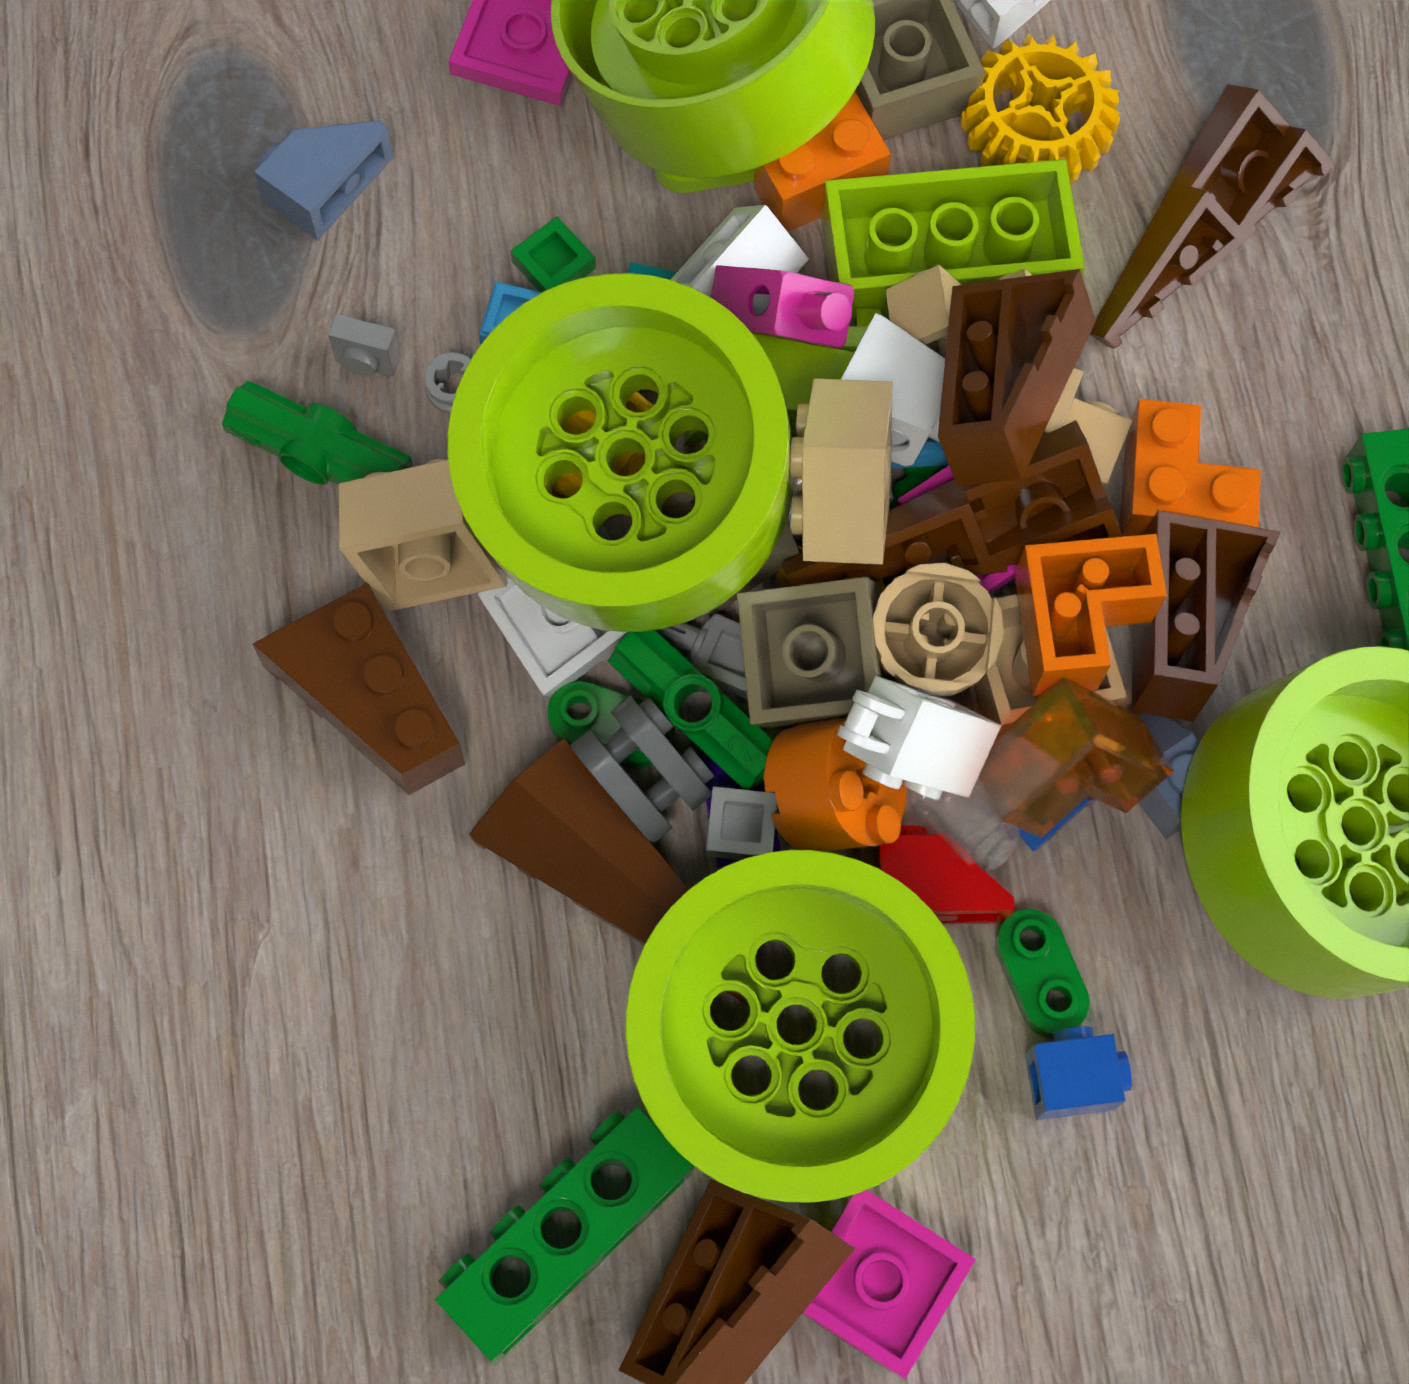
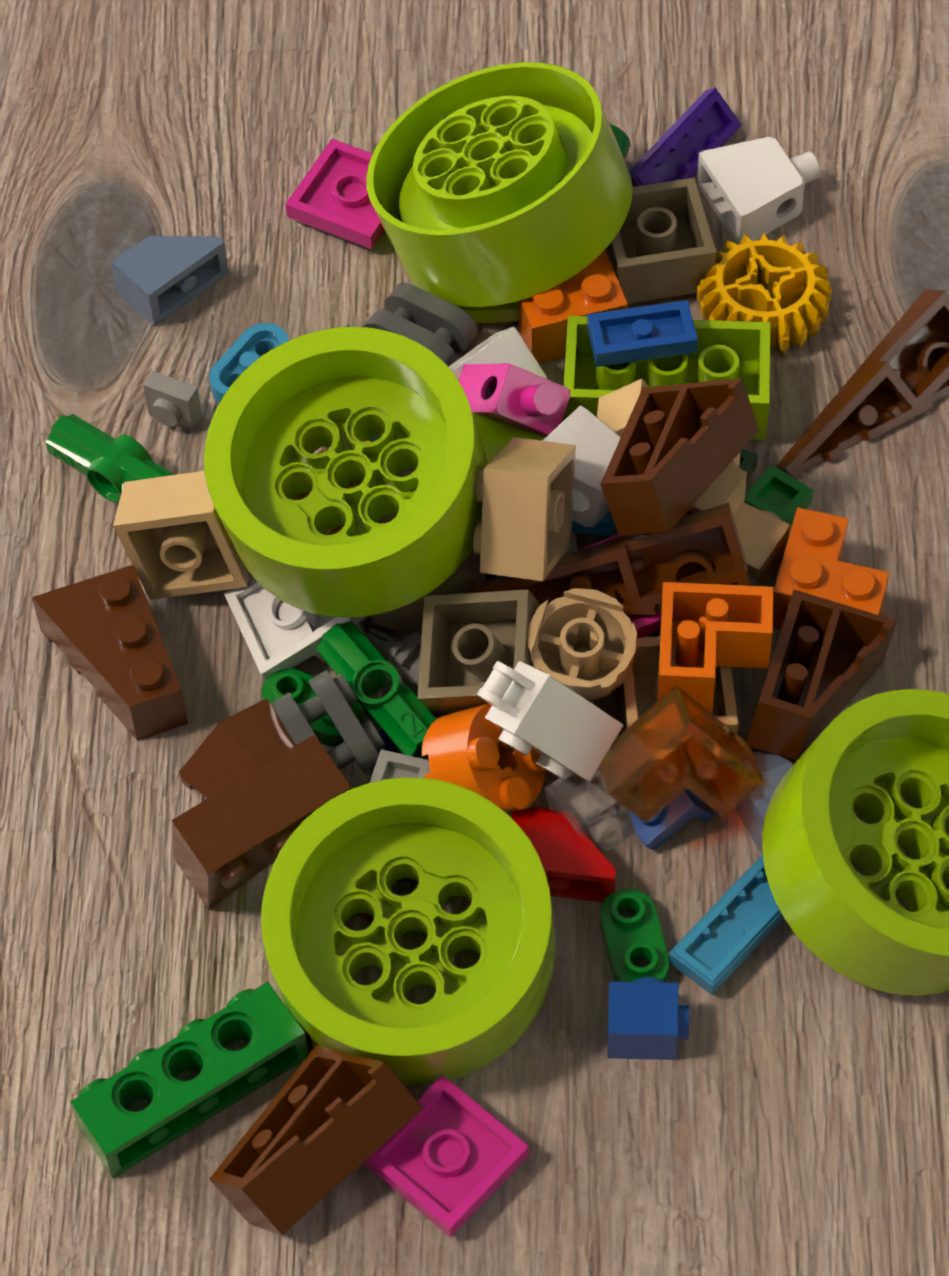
camera: 15 degrees right, 15 degrees down
(443, 286) = (244, 351): none -> dark azure plate
(593, 904) = (248, 822): none -> reddish brown wedge
(642, 213) = (426, 320): none -> dark grey brick
(923, 198) = (642, 333): none -> blue plate
(1107, 375) = (779, 494): none -> green plate
(1151, 940) = (728, 931): none -> dark azure plate

